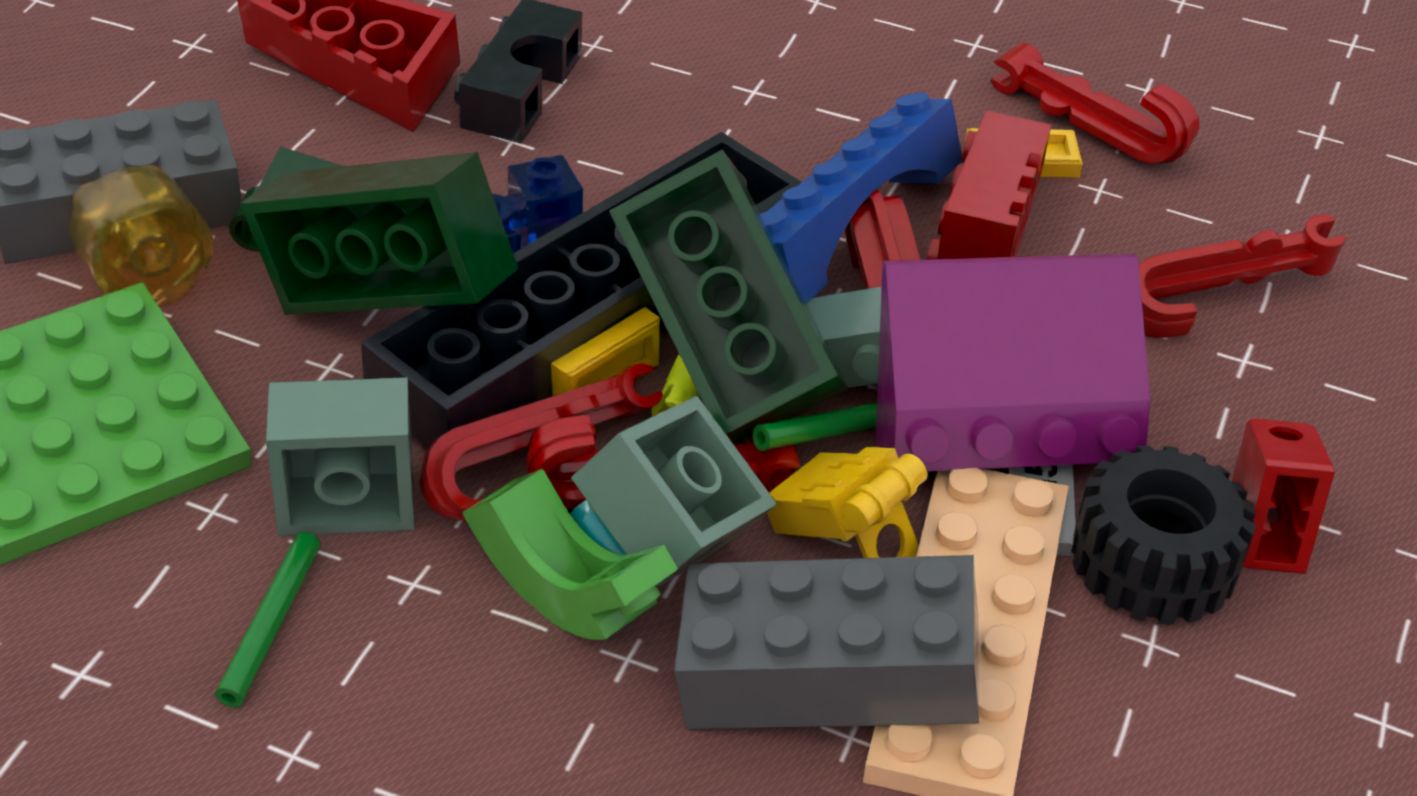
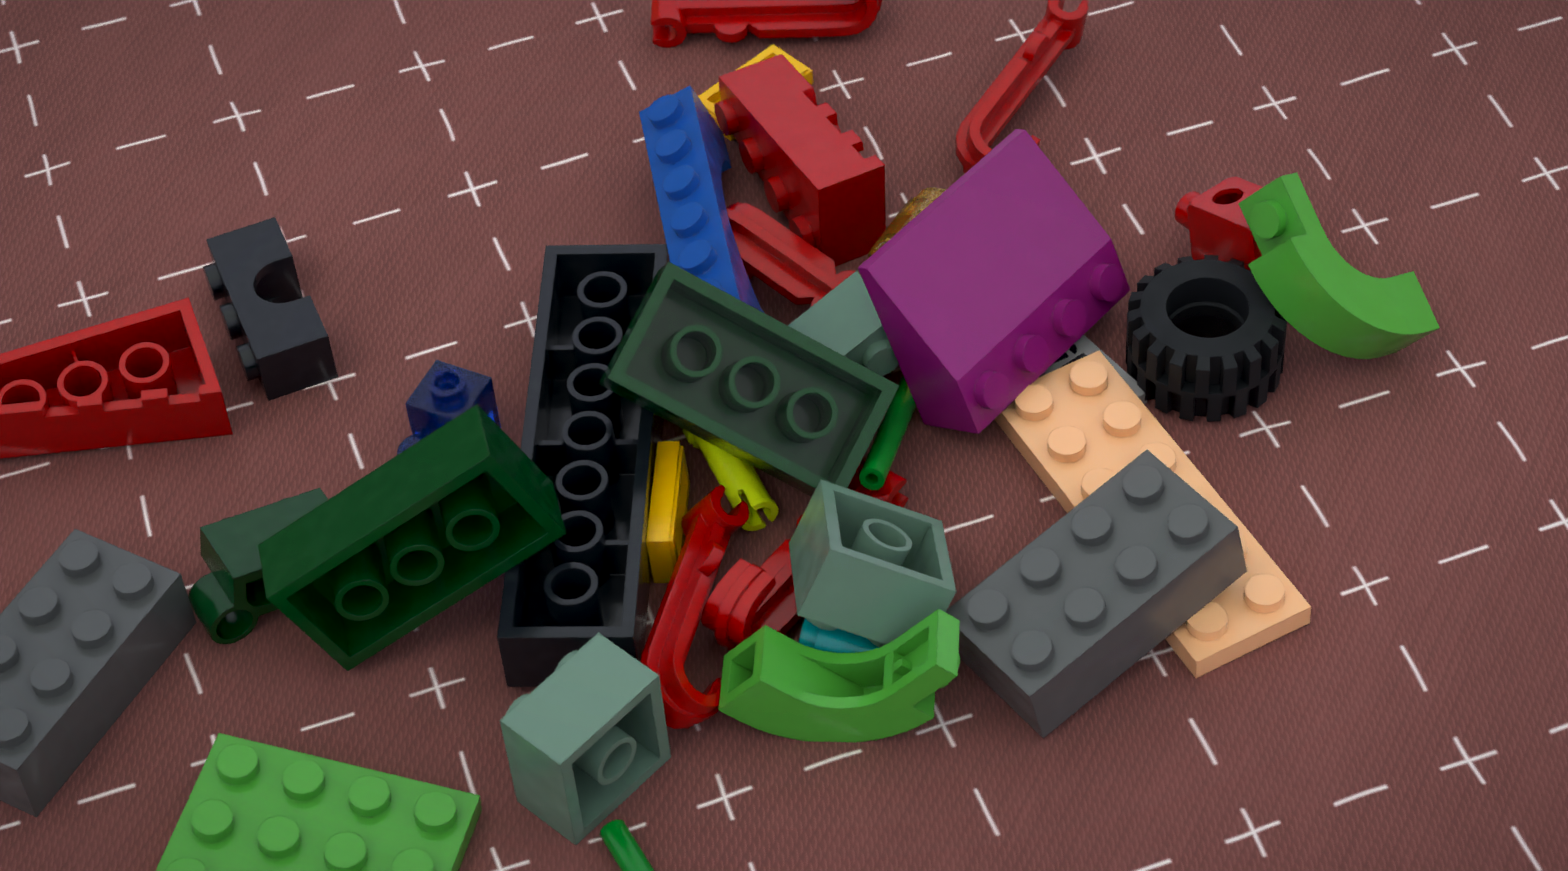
camera: 35 degrees left, 5 degrees up
(139, 230) = (166, 694): clear yellow brick -> none
(850, 497) = (979, 474): yellow piece -> none
(1285, 564) = (1319, 289): none -> bright green arch

